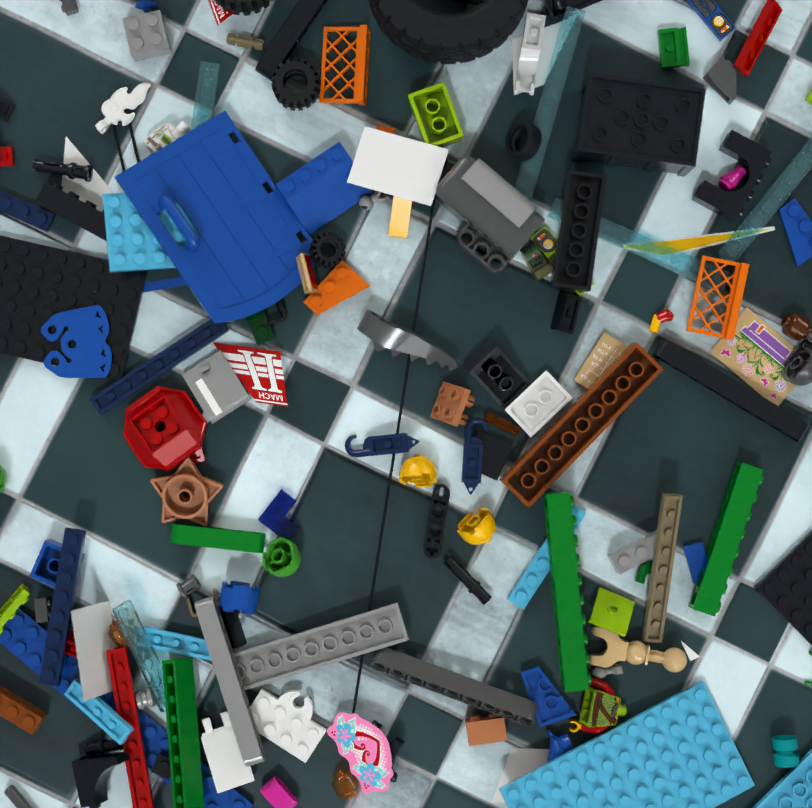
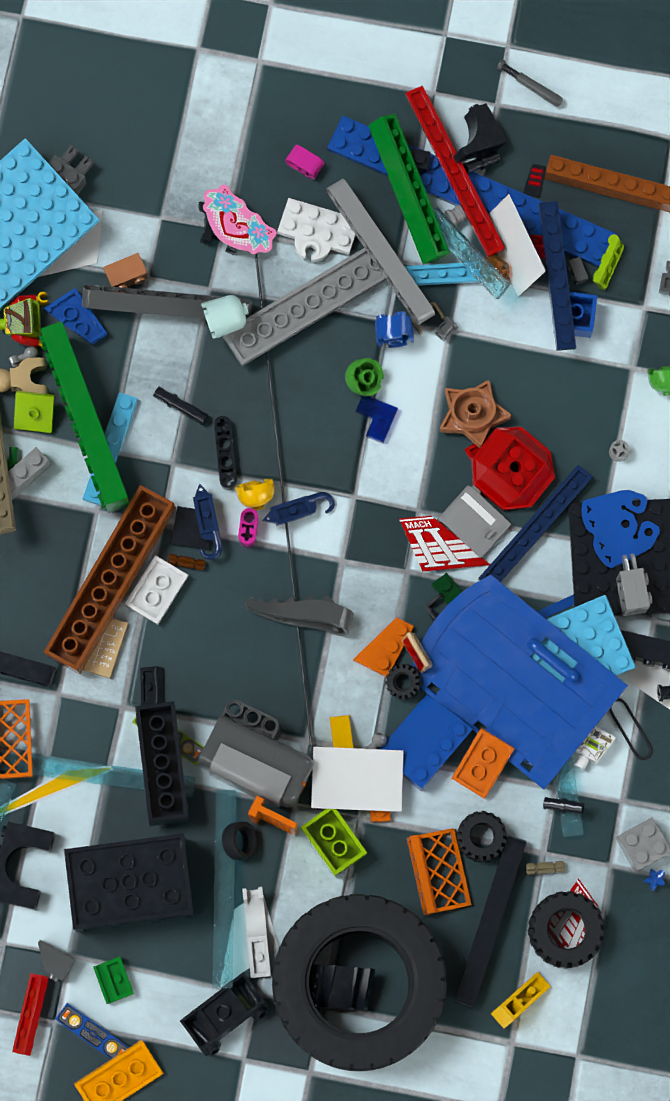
camera: 170 degrees right, 10 degrees down
(53, 420) = (620, 447): none -> light grey wheel
(57, 714) = (535, 181): none -> black sticker
(82, 275) = (633, 588): none -> light grey brick
(100, 713) = (493, 190): medium azure plate -> none
(114, 107) = (651, 775): white piece -> none
(210, 90) = (563, 805): none -> black pin
(217, 538) = (431, 380): green beam -> none
(224, 755) = (366, 184): white tile -> none
(233, 629) = (390, 299): black slope -> none
(274, 152) = (483, 763): none -> orange tile
(345, 785) = (245, 187): clear orange head -> none
(401, 655) = (225, 315): none -> light aqua cylinder
(440, 437) = (243, 525): none -> dark pink beam
(451, 404) = (241, 564): nougat plate -> none
(477, 528) = (184, 456): yellow cylinder -> none
(488, 146) = (259, 811): none -> orange fence
(496, 373) = (205, 607): black slope -> none
(535, 262) = (194, 726): leg -> none
(558, 745) = (53, 276): blue animal -> none
(658, 318) = (58, 706): arm -> none
(731, 179) = (21, 862): dark pink cone -> none

